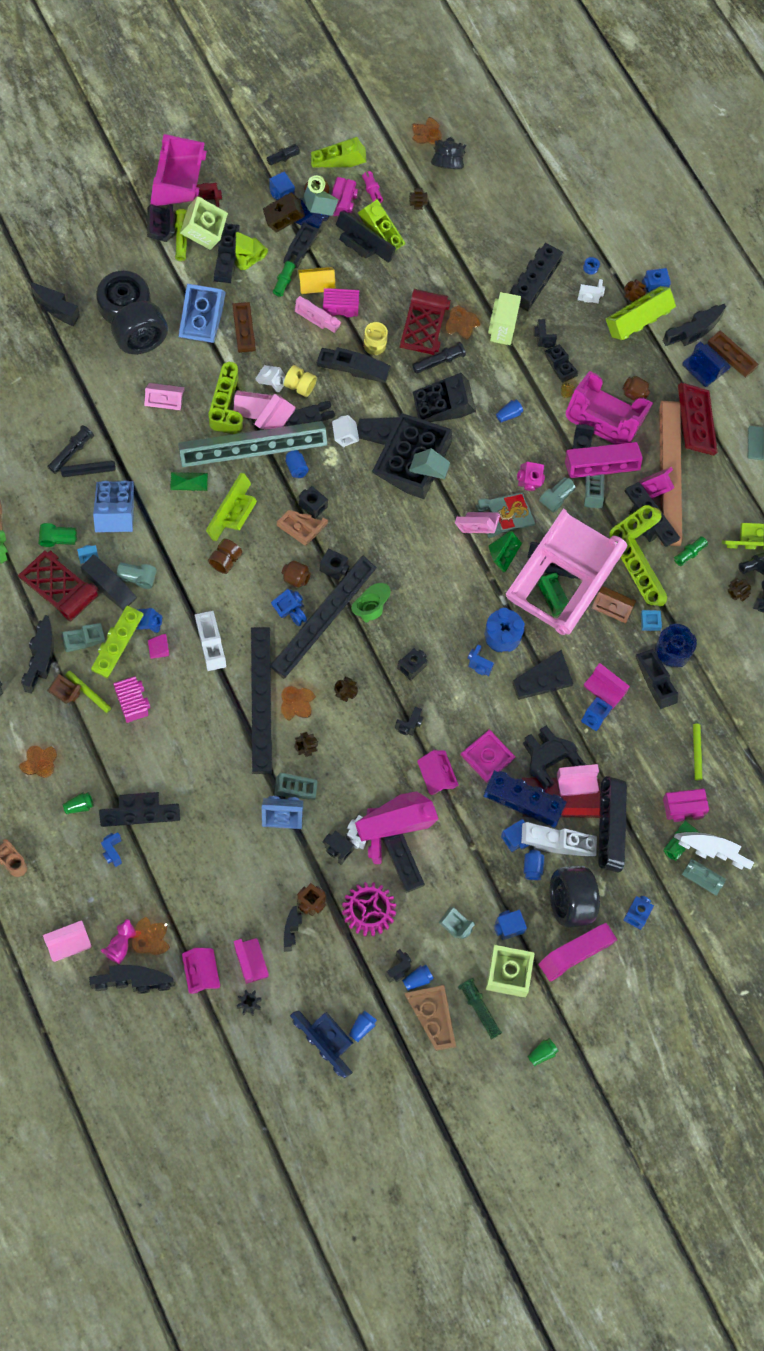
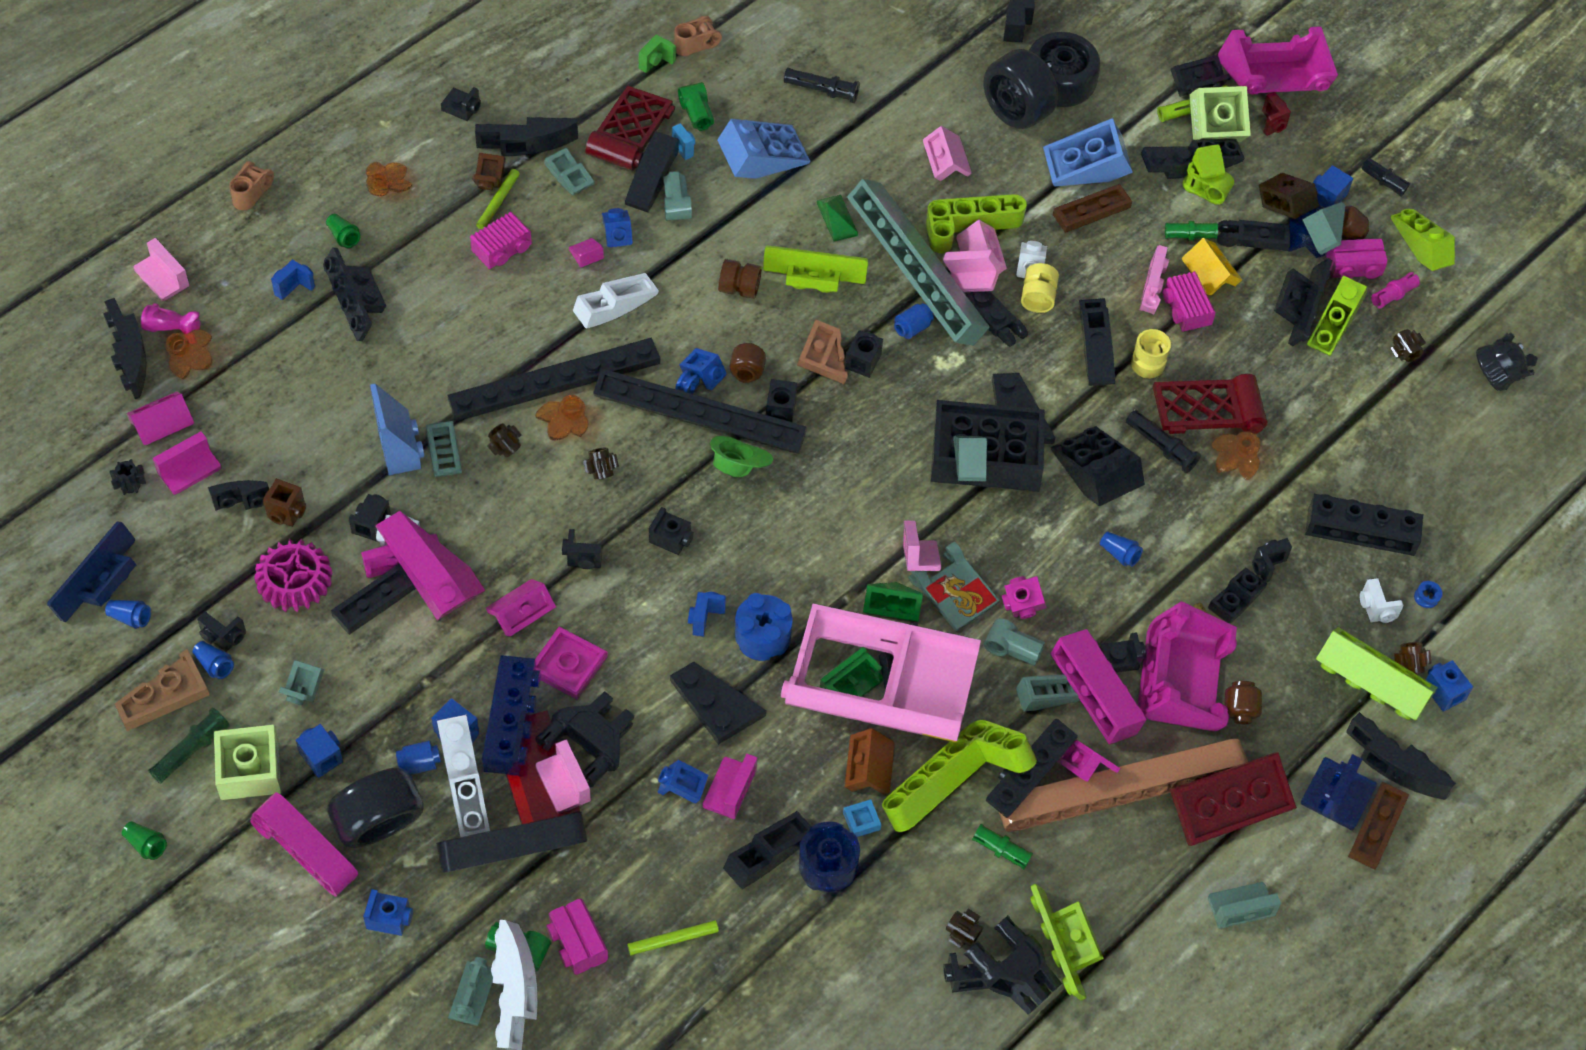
camera: 75 degrees right, 10 degrees down
(90, 468) = (804, 110): black axle -> none
(117, 641) = (568, 197): lime bracket -> none
(313, 186) = (1343, 205): yellowish green cone -> none
(345, 431) = (988, 358): white brick -> none
(427, 133) = (1530, 331): clear orange plate -> none
(504, 318) = (1265, 496): yellowish green brick -> none

